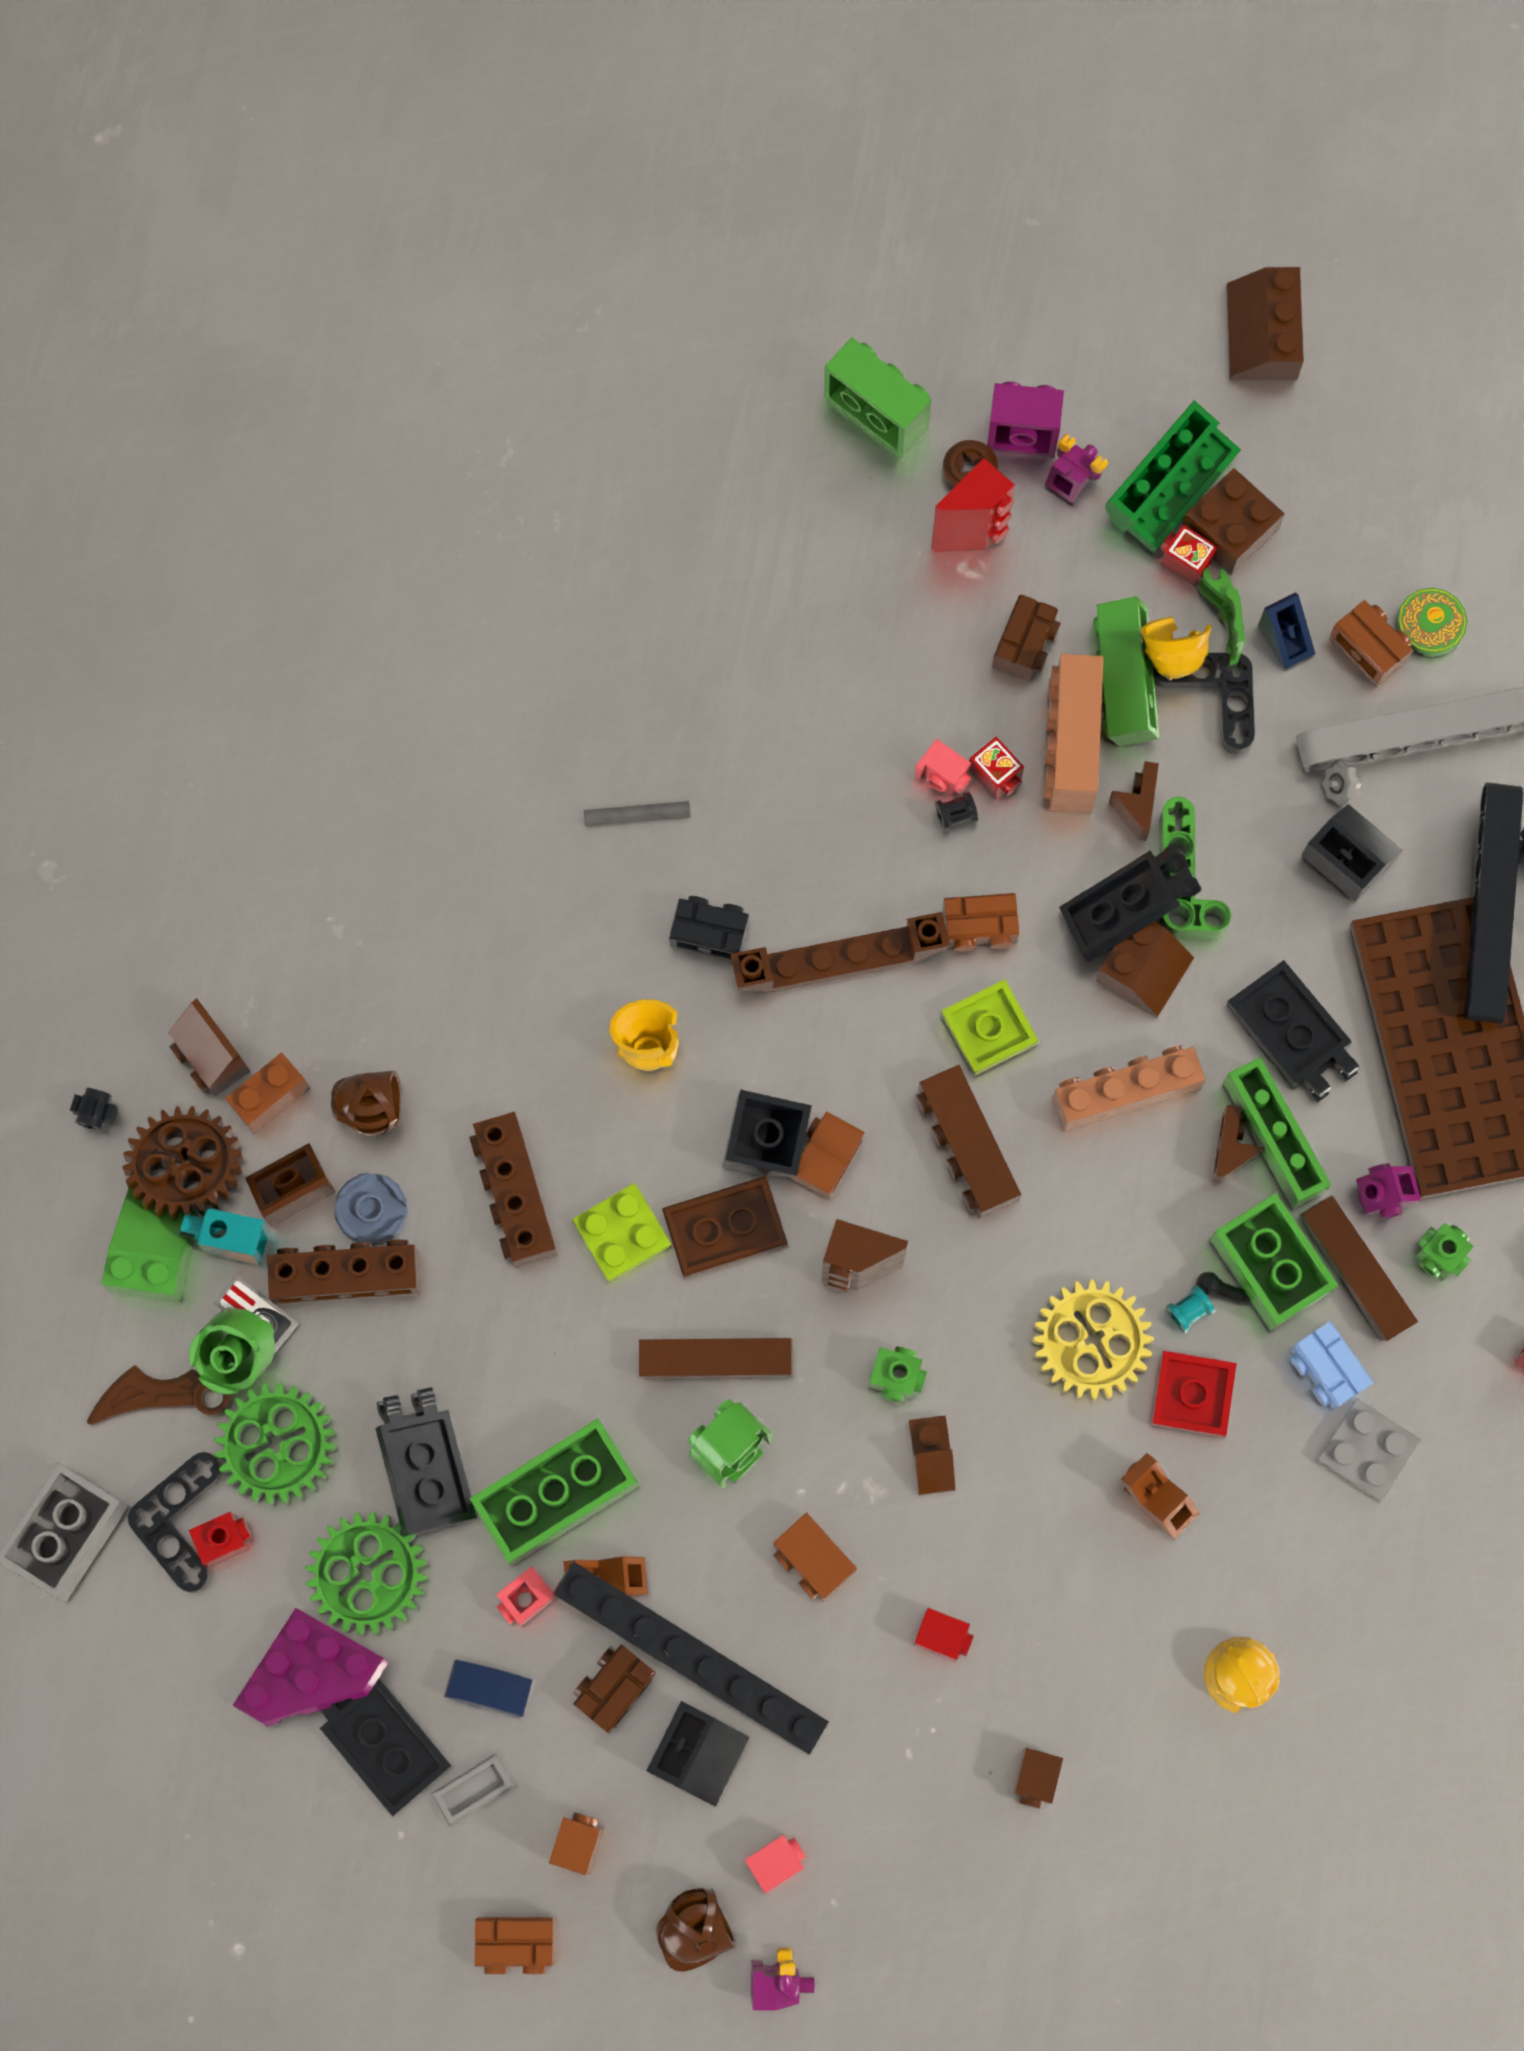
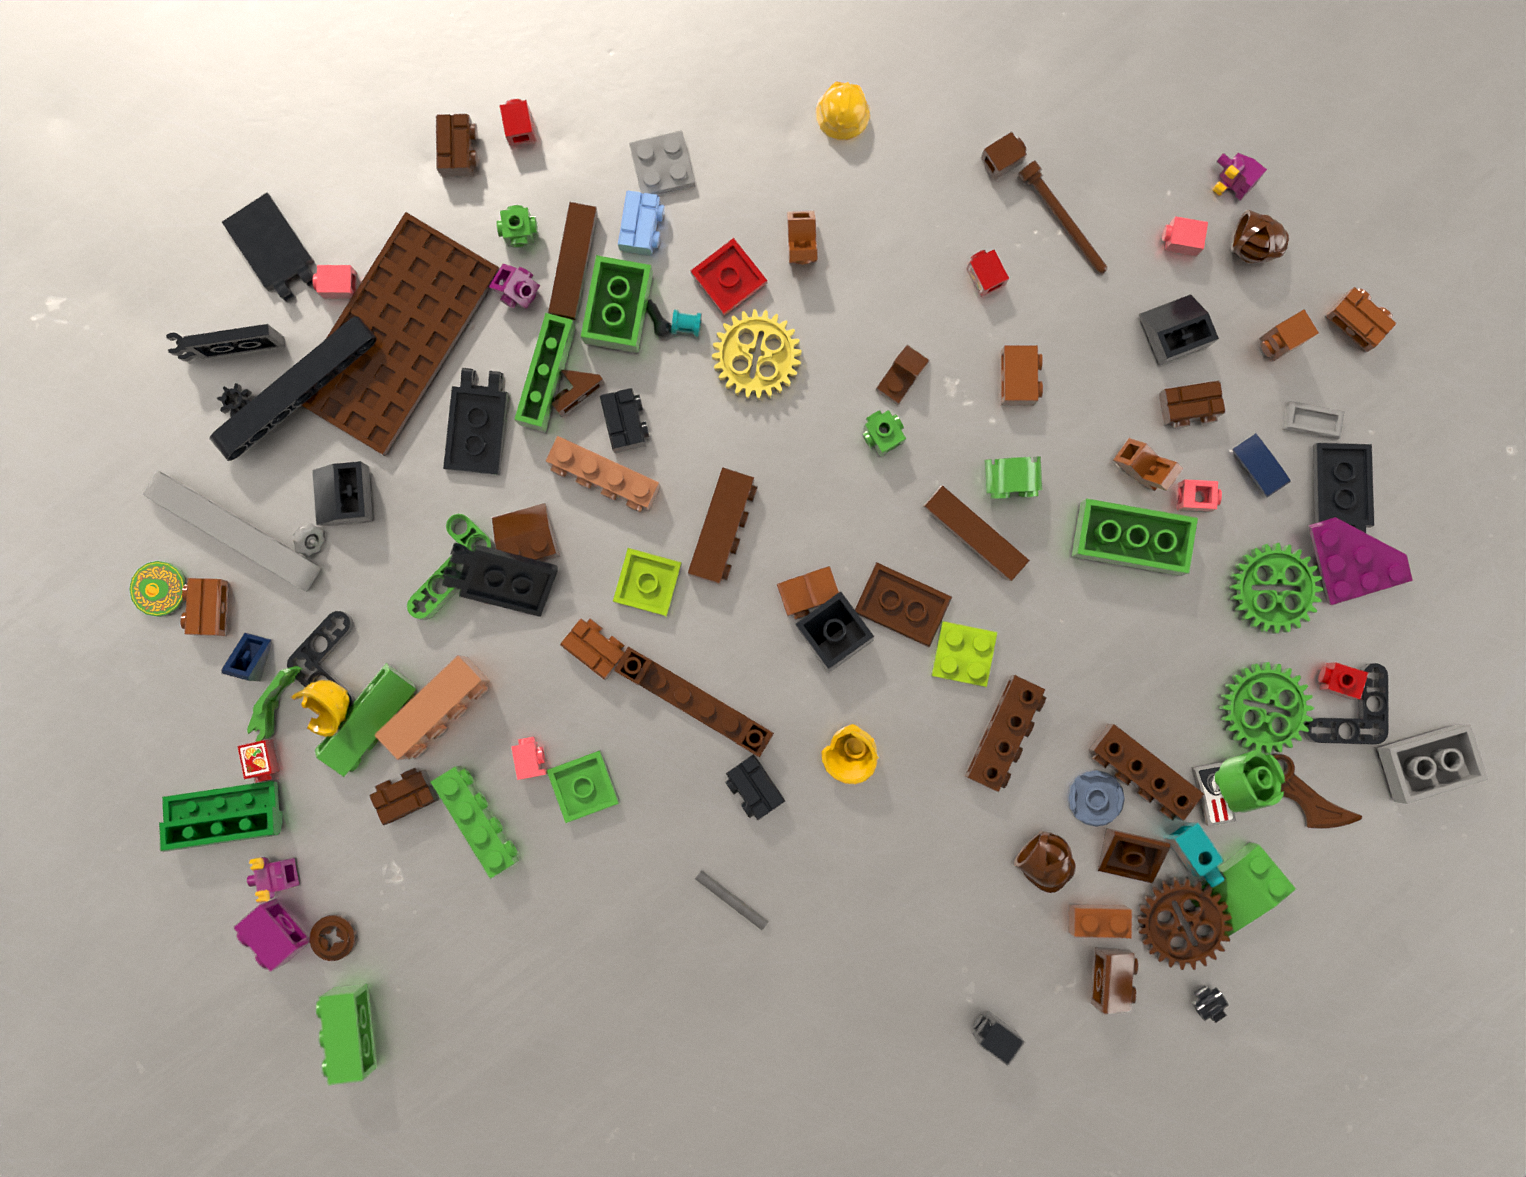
camera: 140 degrees left, 10 degrees up
(276, 900) = (997, 1037): none -> black brick
(423, 1465) = (1194, 620): black tile -> none
(690, 1657) = (1140, 380): black plate -> none
(860, 1256) = (849, 510): reddish brown slope -> none
(871, 790) = (583, 786): none -> bright green plate
(939, 672) = (475, 821): none -> bright green brick
(968, 813) = (545, 727): black bush -> none
(974, 511) = (359, 899): red slope -> none
(988, 1783) = (1032, 175): none -> reddish brown piece
(997, 768) = (497, 731): red brick -> none
(1138, 807) = (439, 630): reddish brown slope -> none
(1158, 1158) = (623, 420): none -> black brick
(1234, 519) = (210, 756): reddish brown brick -> none
(1265, 325) = (67, 864): reddish brown slope -> none

